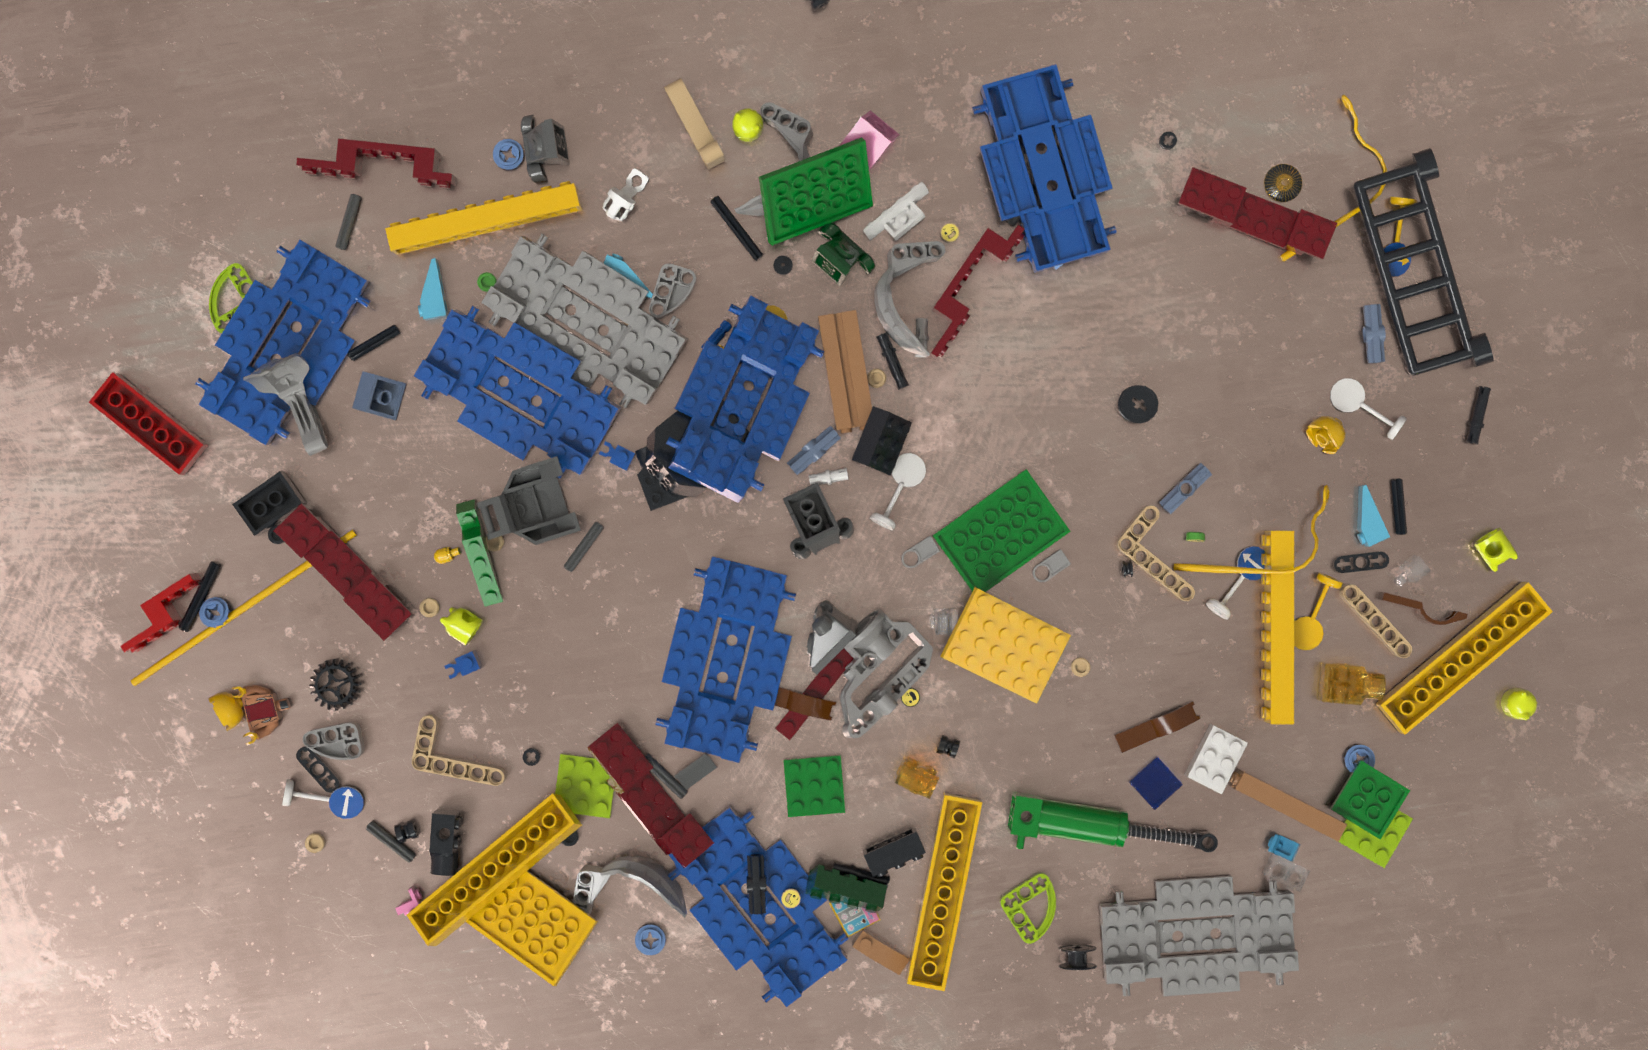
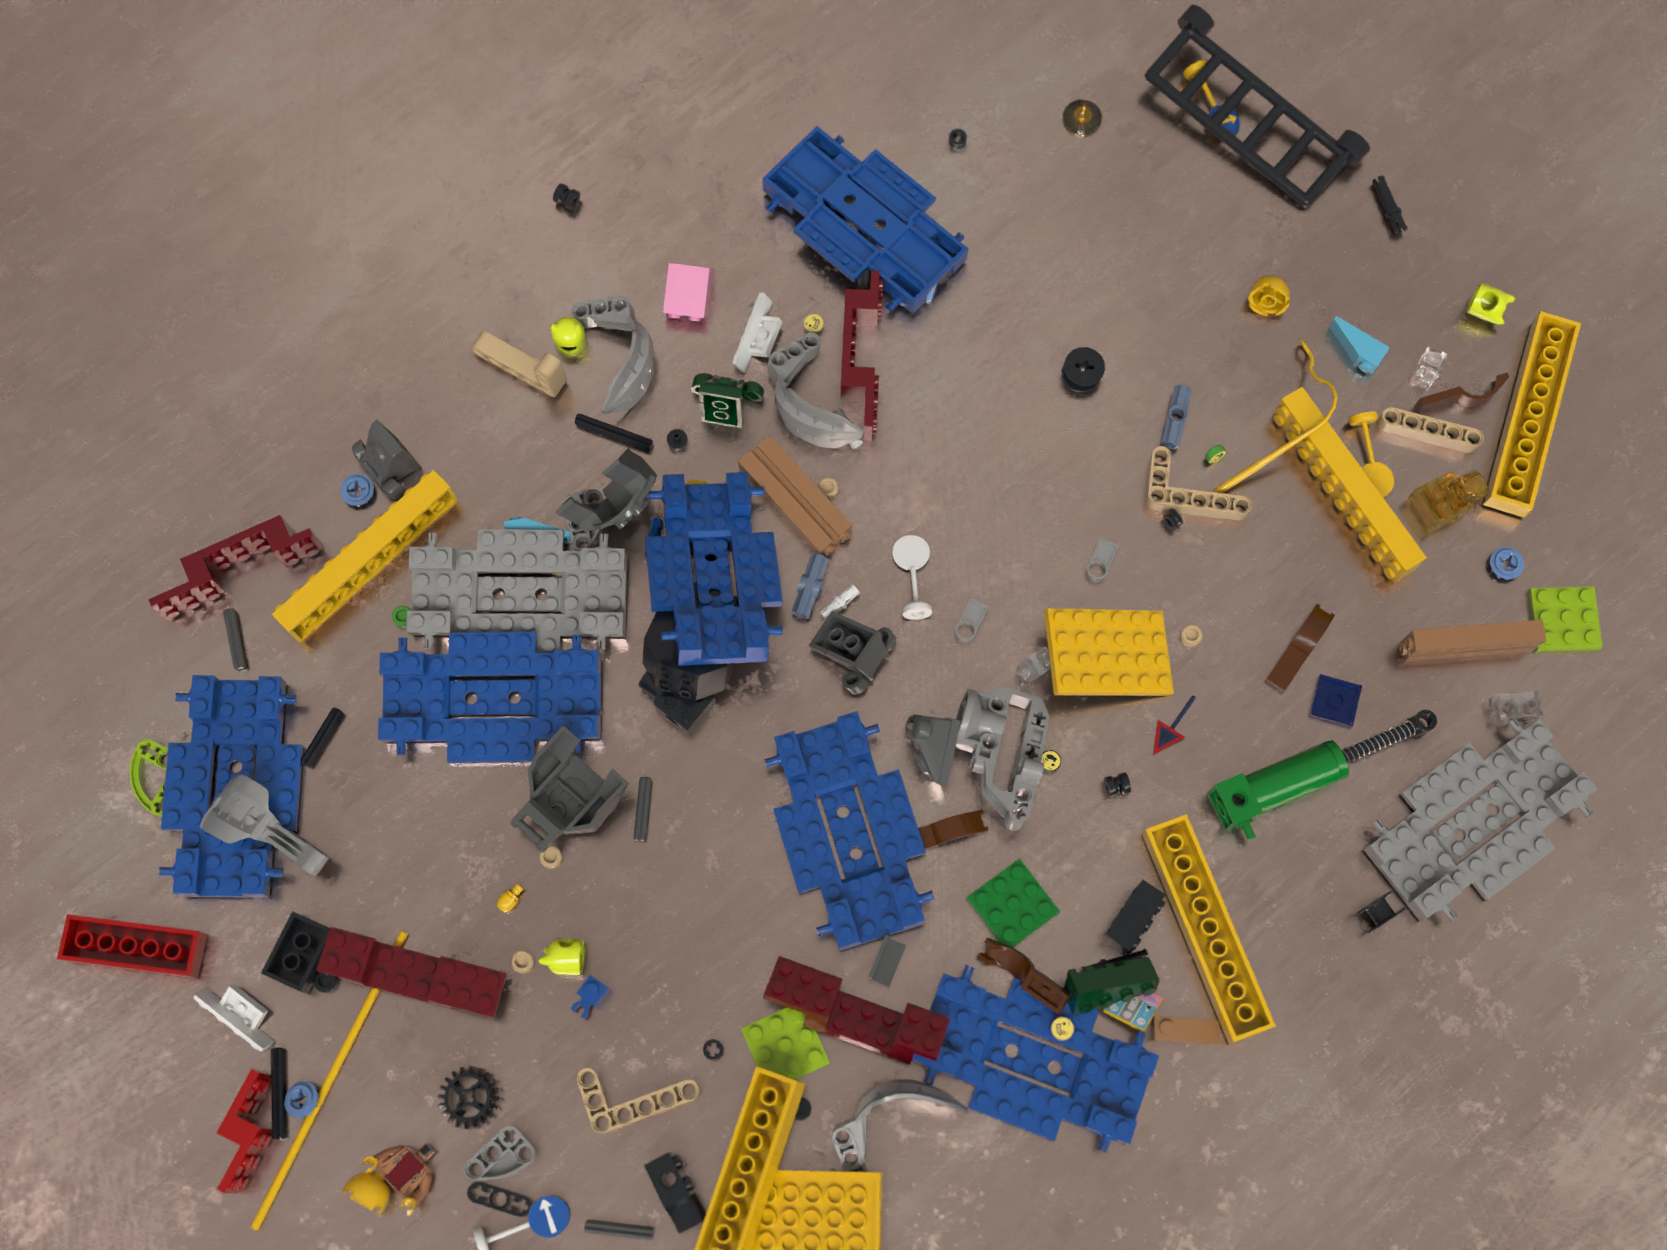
camera: 30 degrees left, 15 degrees down
(201, 521) = (239, 1013): none -> white bracket
(379, 395) = (354, 782): sand blue slope -> none
(406, 831) = (632, 1203): black wheel -> none
(433, 297) = (356, 658): medium azure slope -> none
(477, 552) = (542, 876): arch -> none
(620, 456) = (628, 700): blue brick -> none
(624, 197) = (489, 461): white piece -> none
(644, 946) = (948, 1153): medium blue gear -> none
(666, 778) = (865, 988): dark grey axle -> none
(699, 303) = (624, 495): none -> dark grey piece
(756, 883) = (1019, 1034): black piece -> none
(790, 851) = (1031, 979): none -> reddish brown piece
(816, 191) = (666, 347): green plate -> none
(817, 688) = (956, 804): dark red plate -> none
(881, 440) = (869, 535): black brick -> none
(892, 360) = (825, 458): black pin -> none
(916, 777) = (1107, 829): clear yellow brick -> none
(1001, 533) = (1034, 556): green plate -> none
(1011, 731) = (1167, 735): none -> piece
(1017, 908) = (1288, 902): lime beam -> none
(1215, 758) = (1376, 641): white brick -> none
(1248, 558) = (1282, 502): piece -> none
(1256, 216) = (1081, 154): dark red bracket -> none
(1283, 847) = (1496, 684): dark azure bracket -> none
(1347, 103) = (1147, 131): yellow piece -> none
(1347, 569) = (1375, 397): black beam -> none
(1349, 396) = (1266, 255): white piece -> none
(1370, 799) = (1544, 589): green plate -> none
(1374, 333) = (1249, 190): sand blue piece -> none
(1399, 506) = (1377, 321): black axle -> none
(1518, 703) = (1611, 425): neon yellow piece -> none

